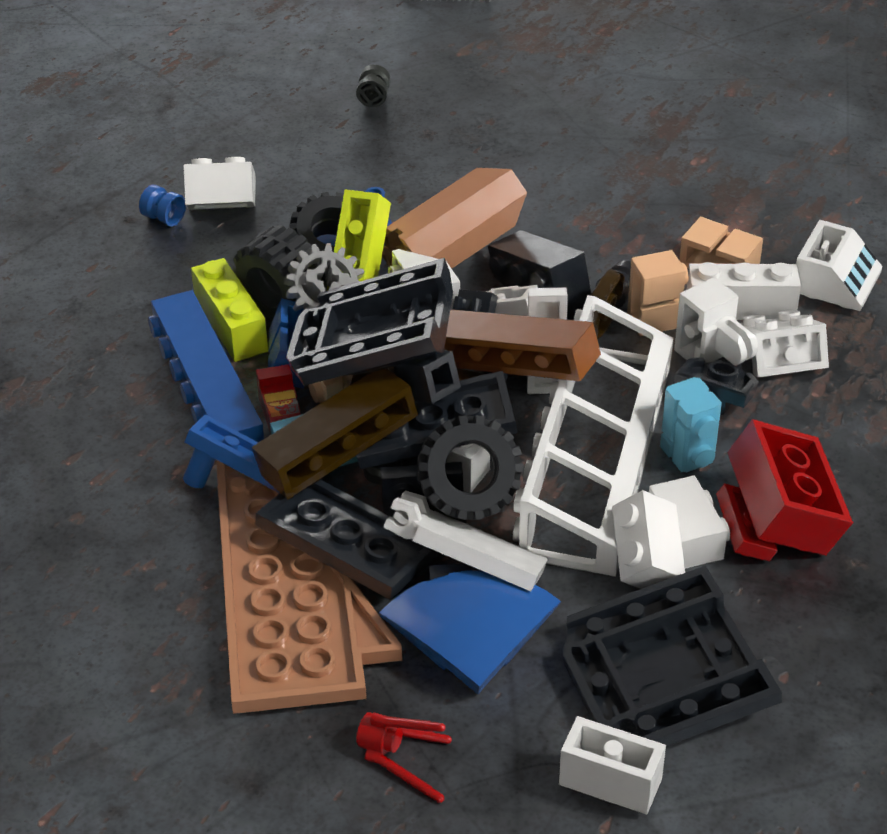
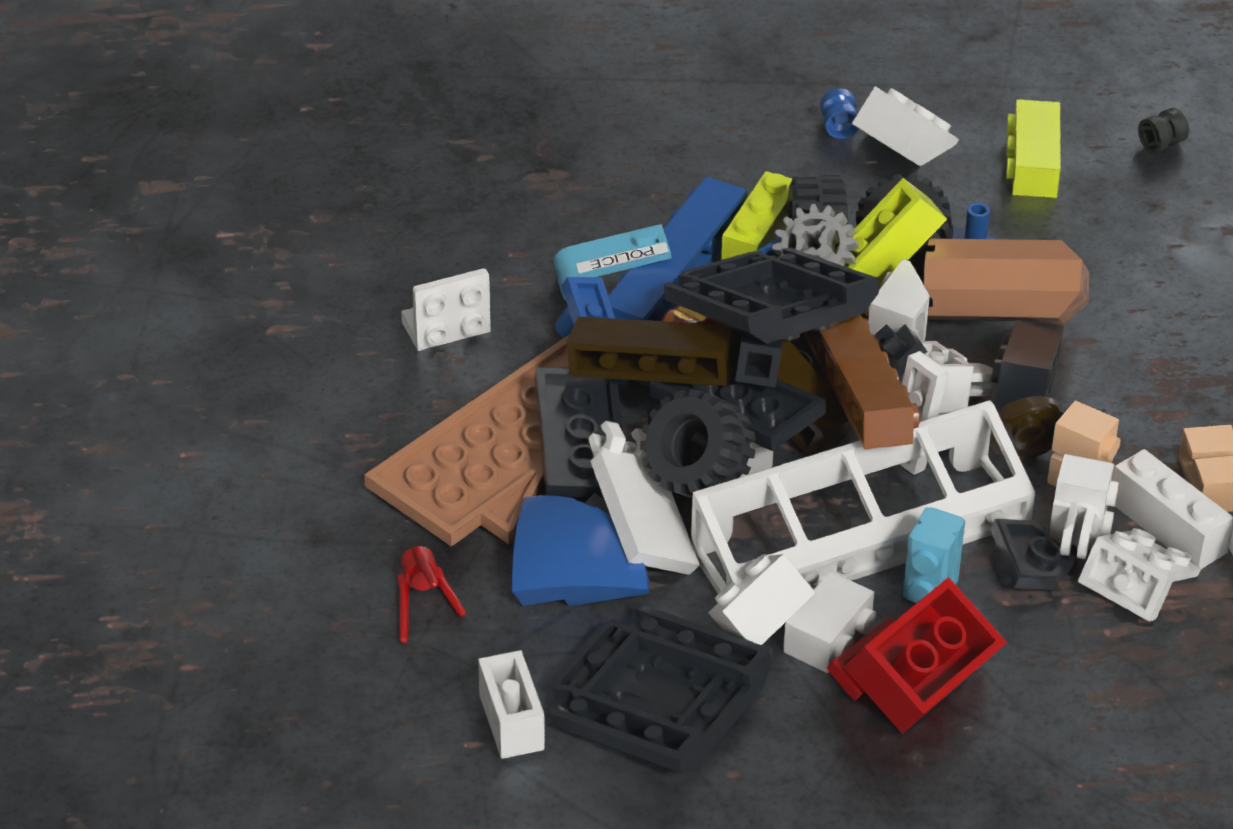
camera: 50 degrees right, 0 degrees up
(105, 534) = (449, 310): none -> white bracket
(155, 423) = (612, 254): none -> medium azure door
(319, 144) = (1034, 148): none -> neon yellow brick

